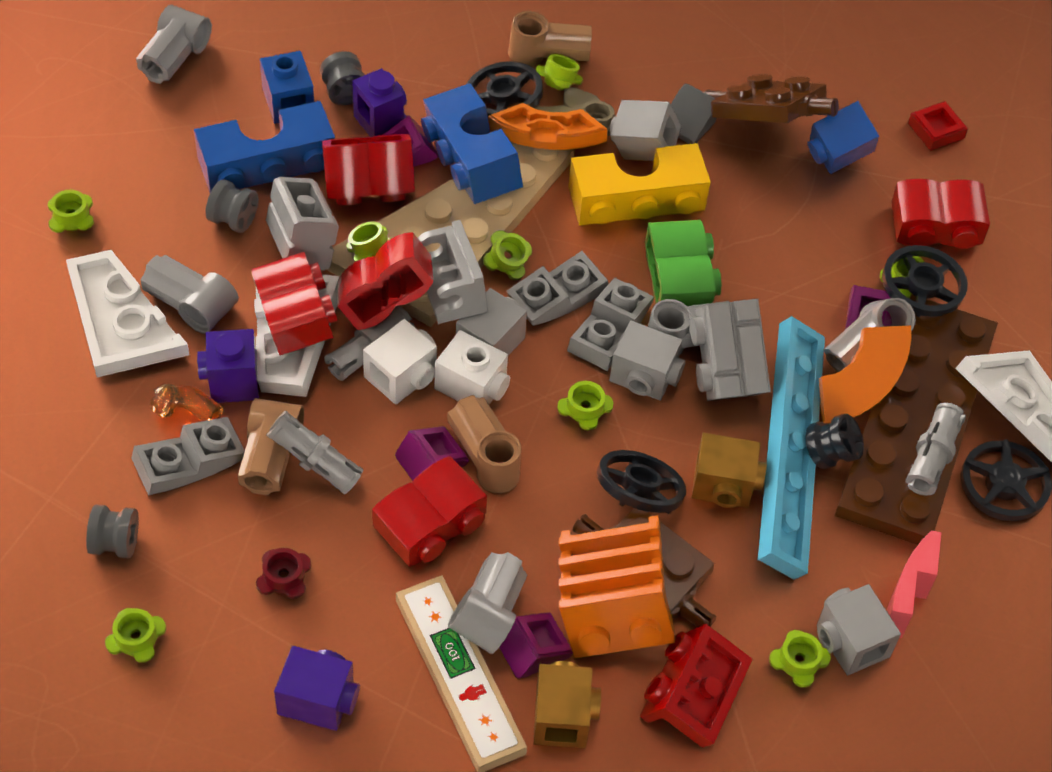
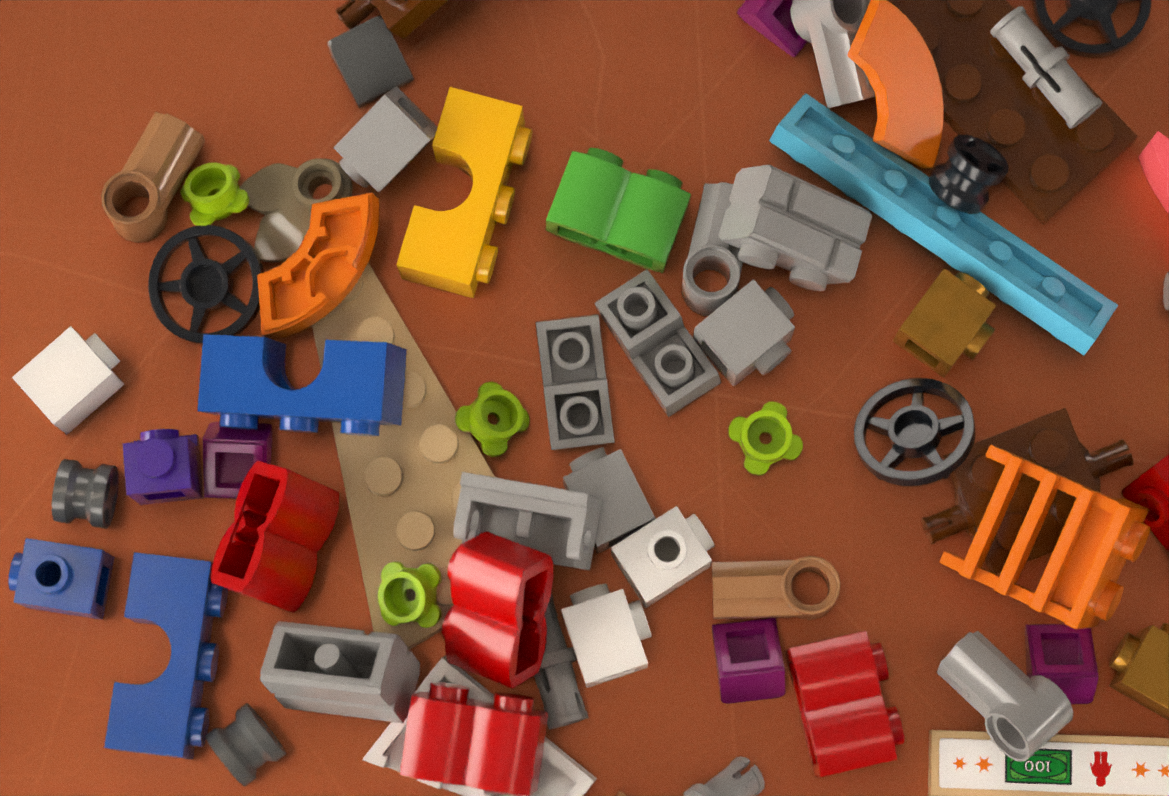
camera: 55 degrees left, 25 degrees up
(407, 43) = (70, 378): none -> white brick

